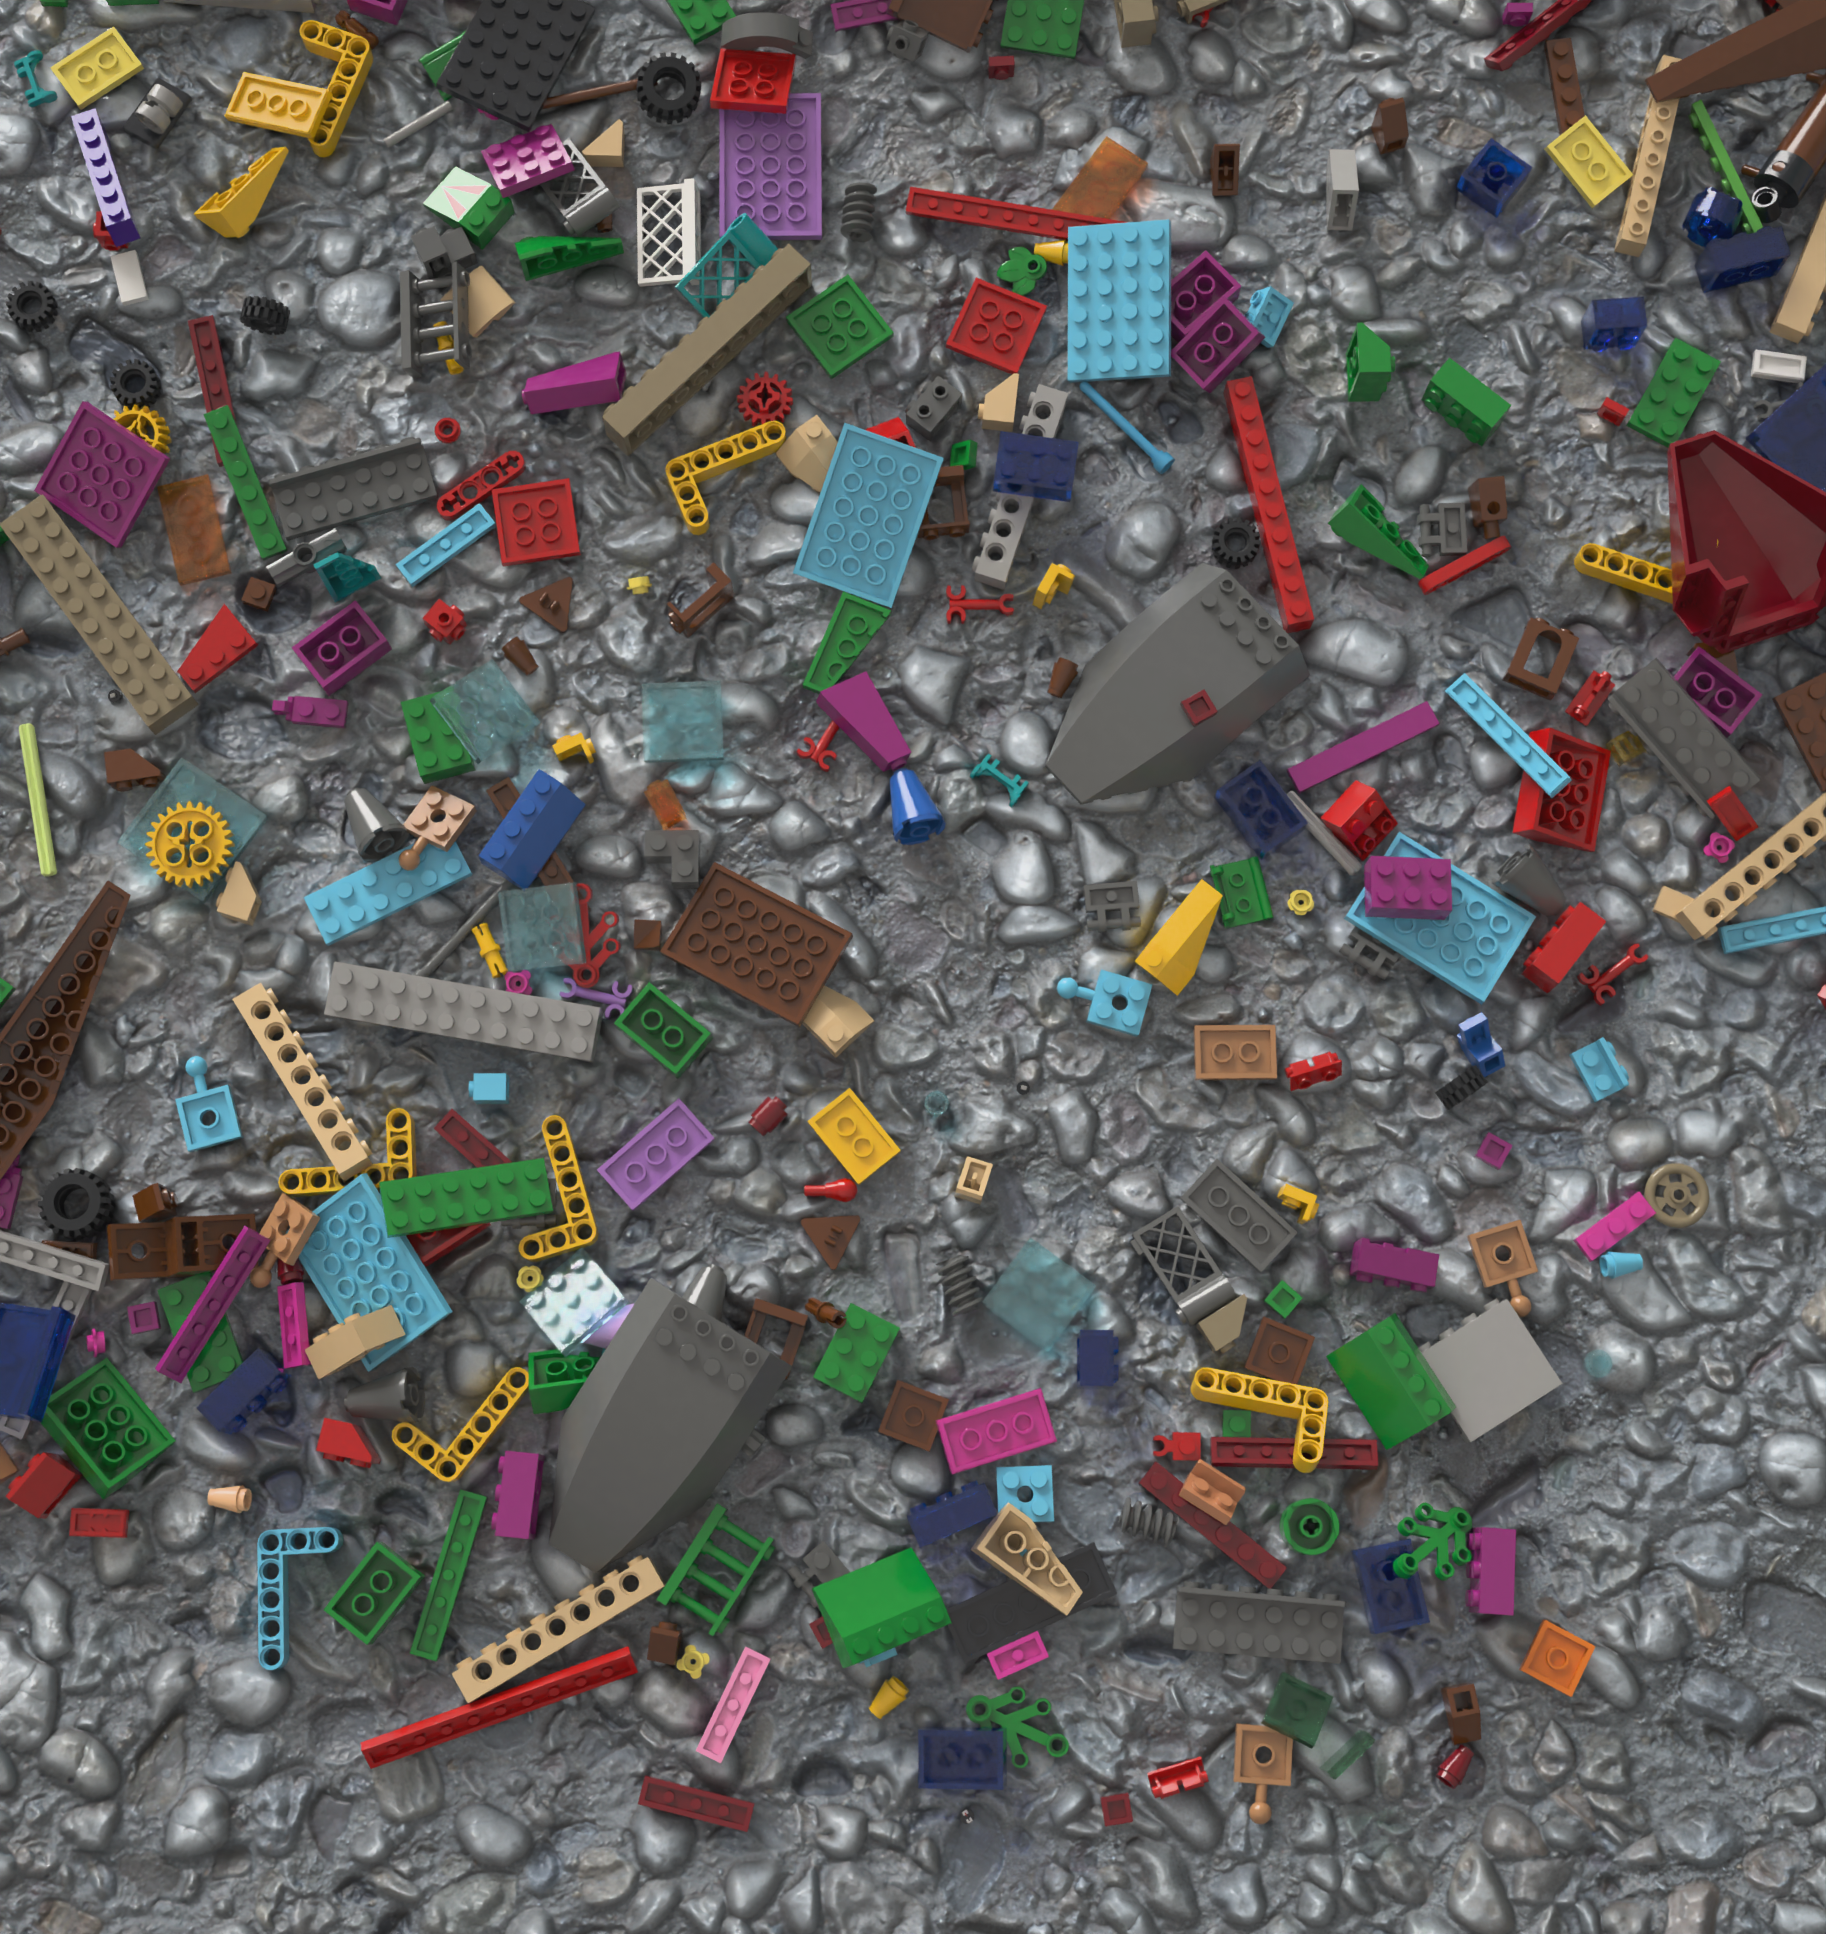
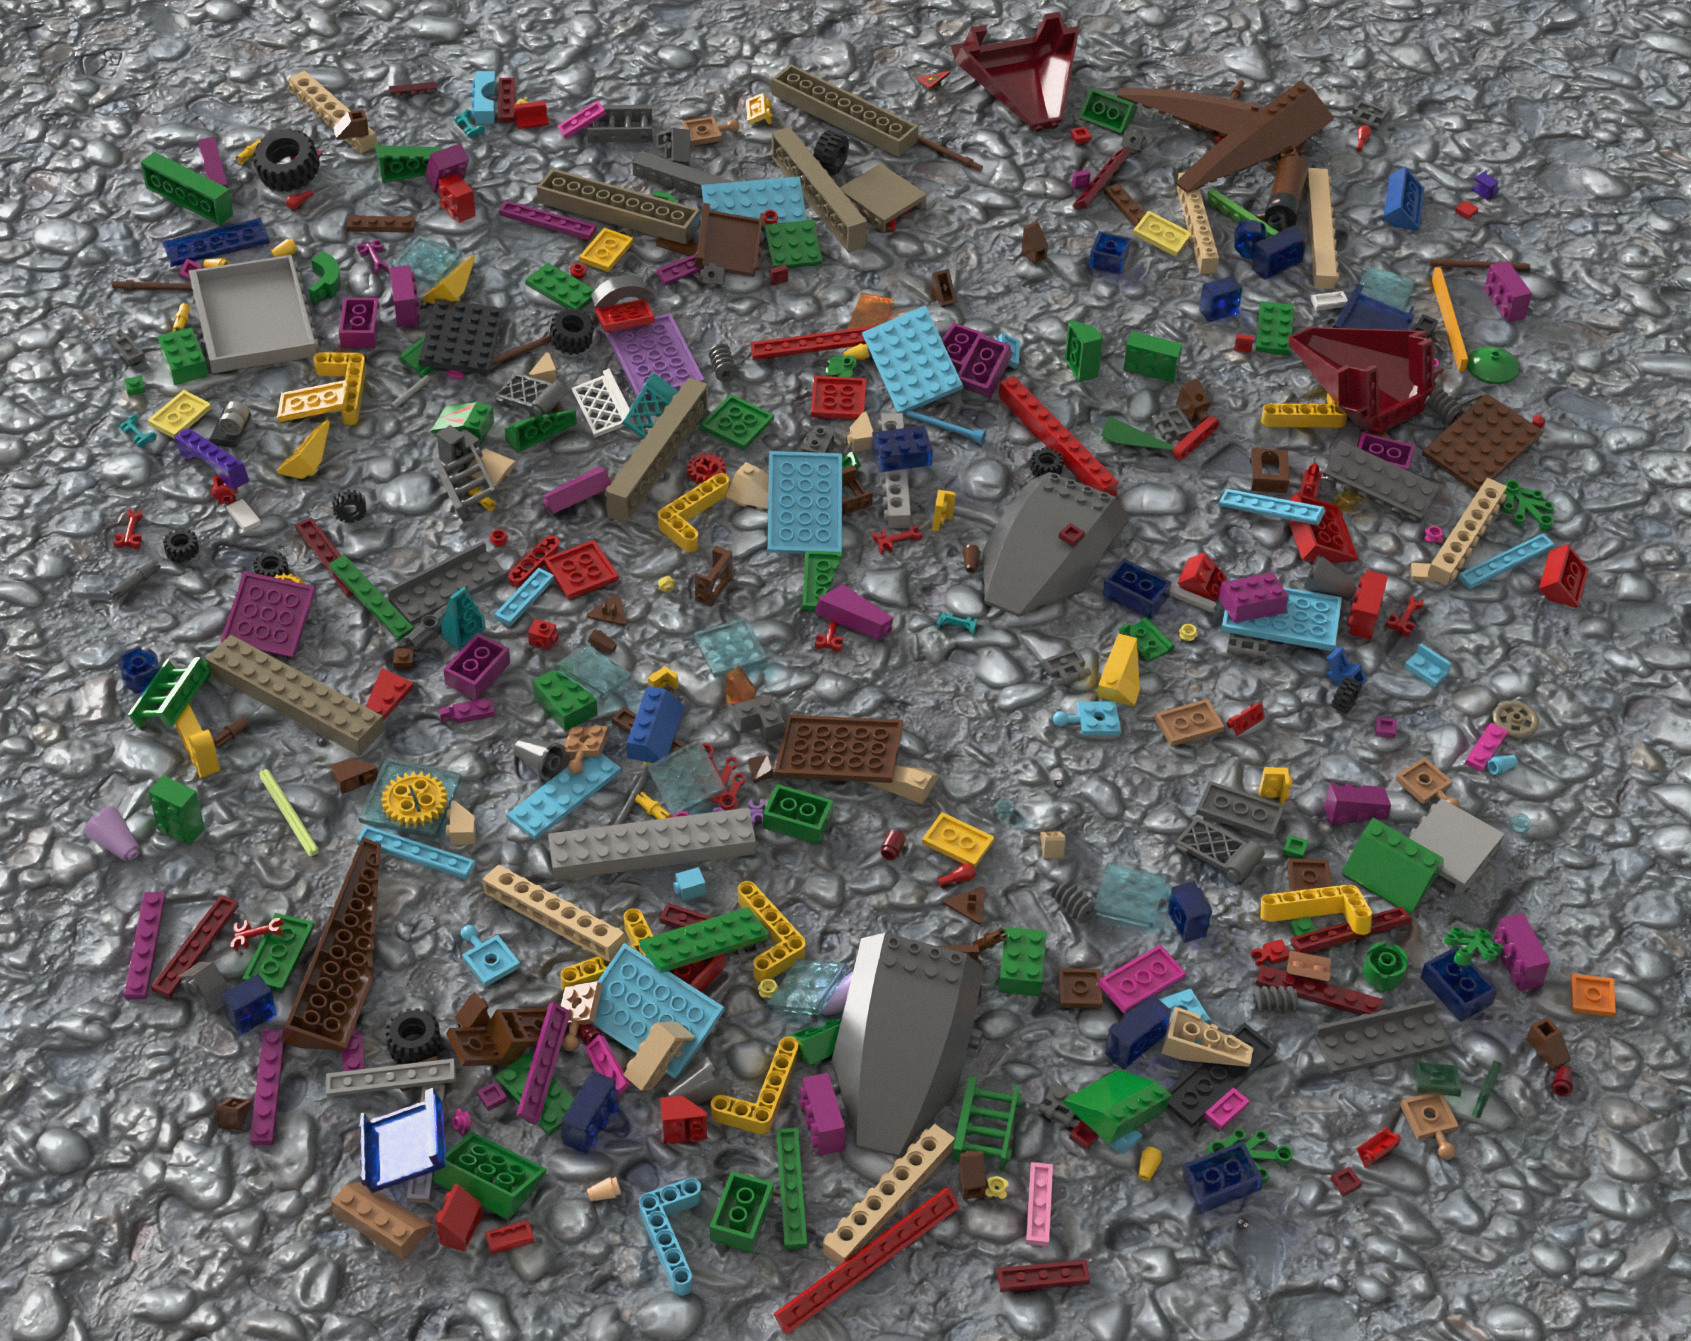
camera: 20 degrees left, 30 degrees down
(174, 915) = (419, 853): none -> medium azure tile
(194, 530) = (343, 635): clear orange tile -> none
(527, 160) = (494, 386): magenta plate -> none
(656, 1154) = (824, 890): medium lavender plate -> none
(912, 809) = (910, 649): blue cone -> none
(1224, 1325) = (1263, 872): dark tan slope -> none
(1341, 189) = (1020, 280): light grey slope -> none
(1362, 747) = (1184, 543): magenta tile -> none
(1732, 813) = (1432, 511): red tile -> none

